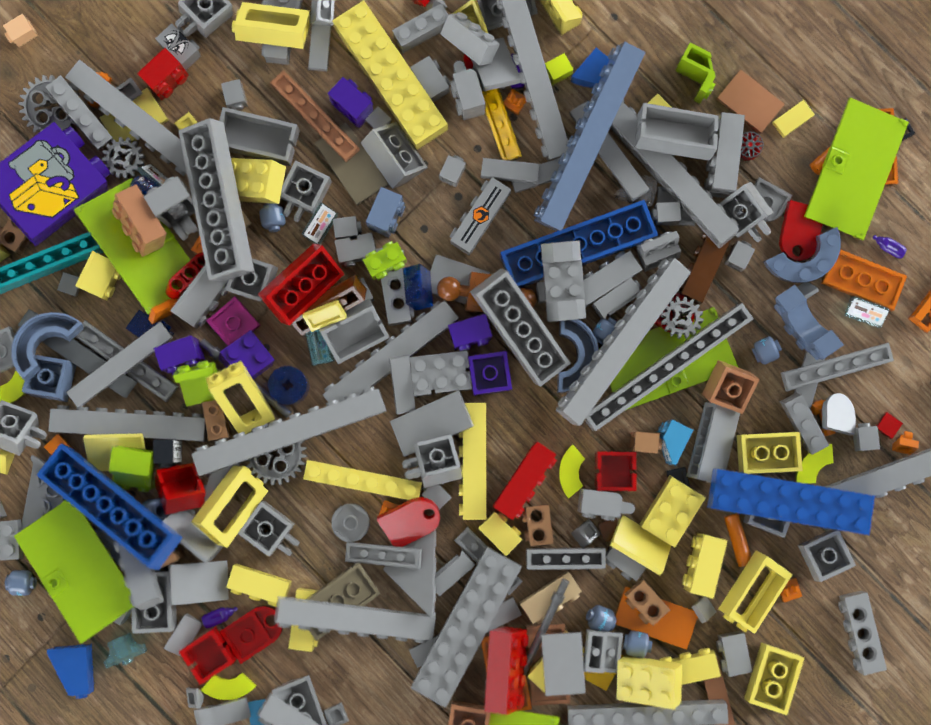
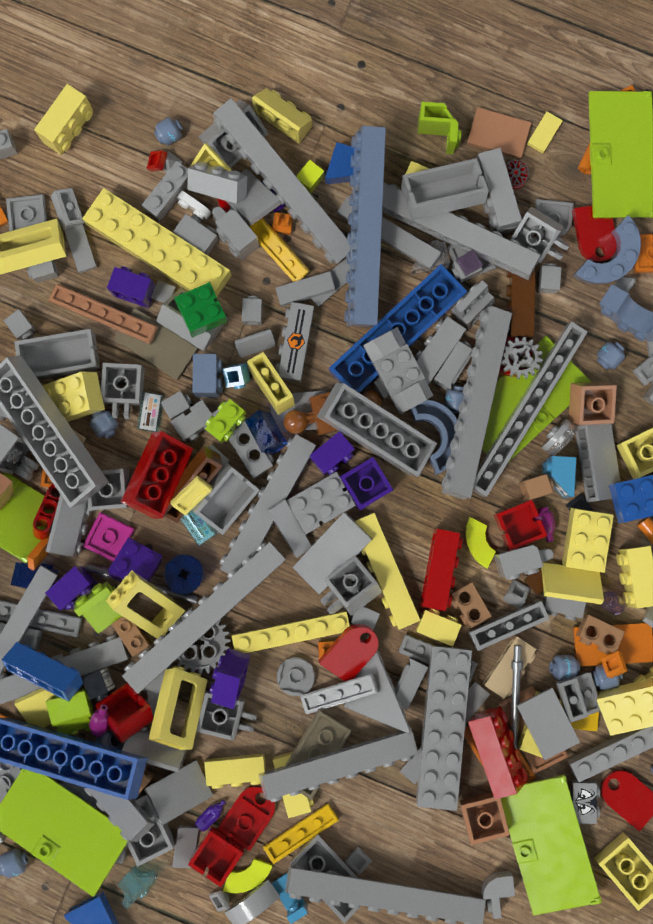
camera: 15 degrees left, 0 degrees up
(121, 418) = (43, 671): none -> blue brick
(153, 486) = (99, 721): none -> magenta plant
(288, 497) = (229, 678): none -> dark purple brick
(294, 668) = (300, 833): none -> yellow tile
(405, 149) = (200, 309): none -> green piece
(413, 223) = (236, 375): none -> dark azure brick
(435, 45) = (187, 201): none -> white plate
(441, 244) = (270, 383): none -> light yellow brick
(442, 201) = (255, 343): none -> light grey slope
(643, 479) = (548, 521): none -> magenta plant
(647, 636) = (614, 664): none -> orange tile
(670, 209) = (469, 263): none -> clear purple tile
(671, 579) = (613, 603): none -> brick
(686, 406) = (559, 437): none -> piece

